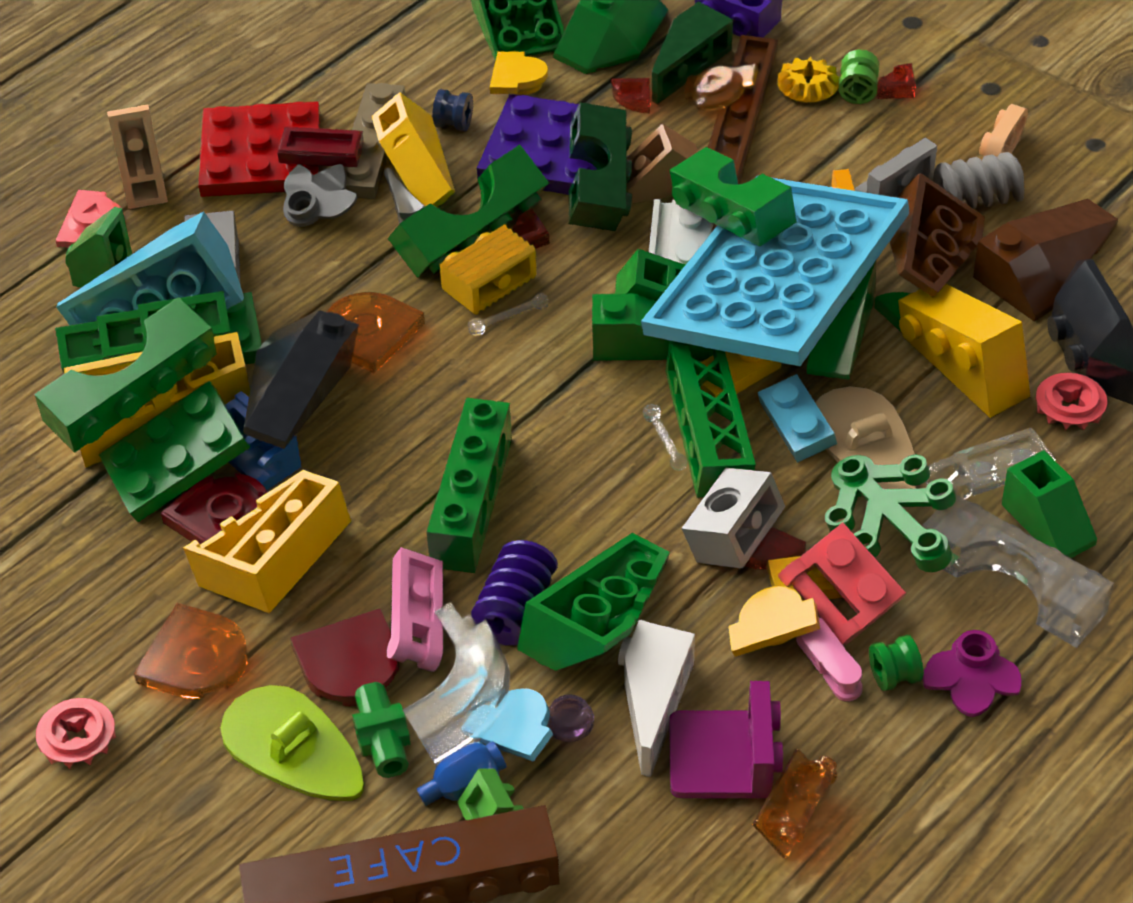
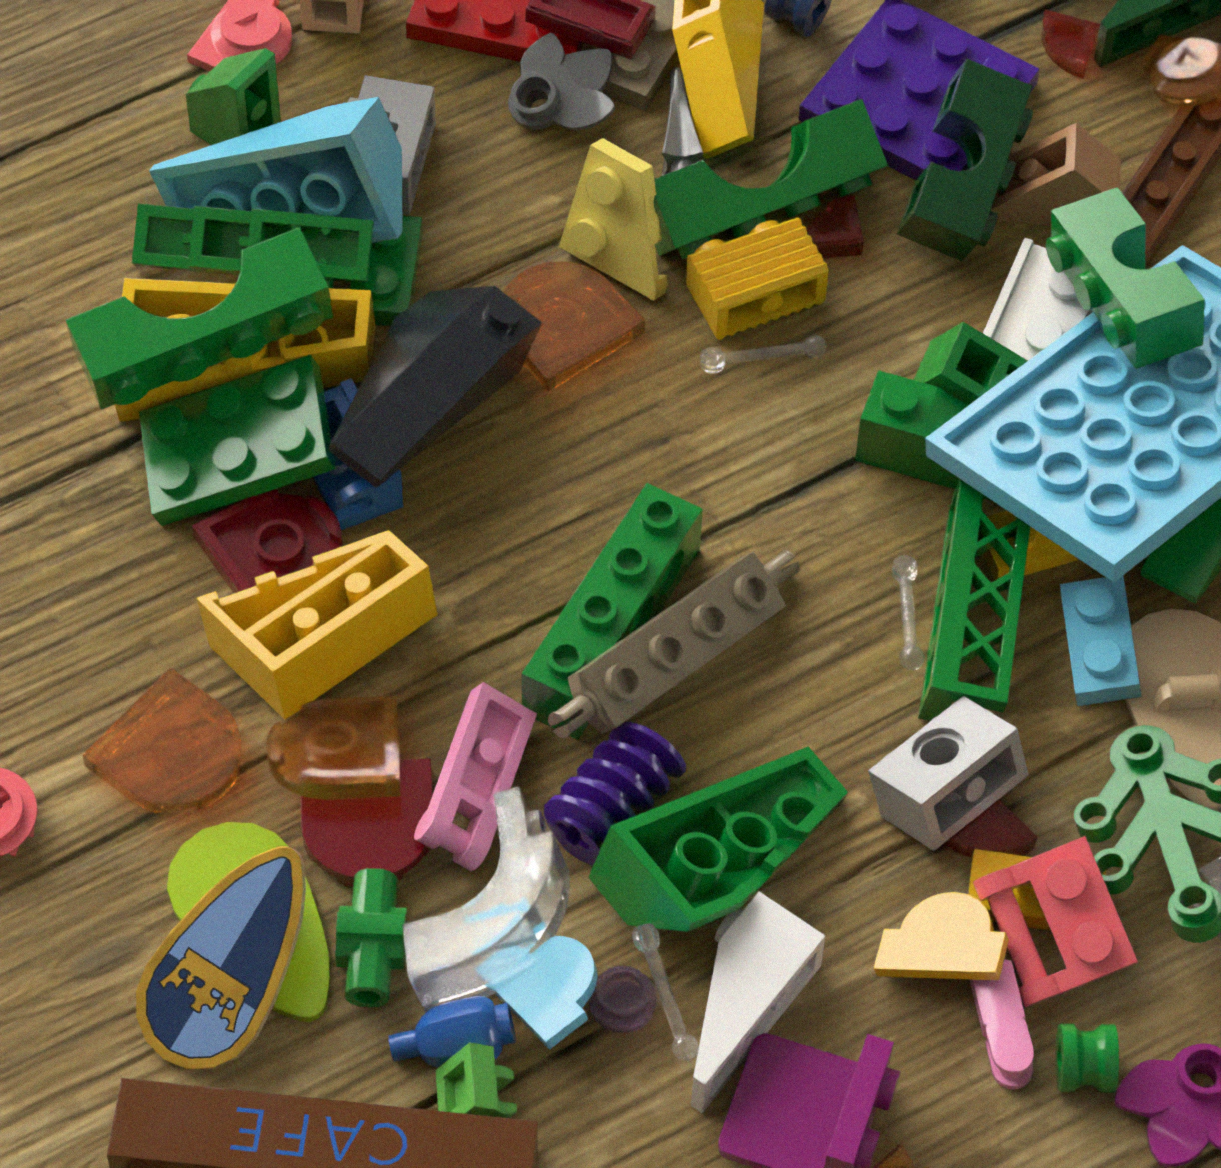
camera: 15 degrees right, 10 degrees up
(285, 772) = (224, 963): none -> shield
(315, 619) = (338, 749): none -> clear orange tile
(383, 256) = (616, 220): none -> light yellow wing
(521, 490) = (674, 644): none -> dark tan plate
(574, 673) = (646, 941): none -> clear hinge

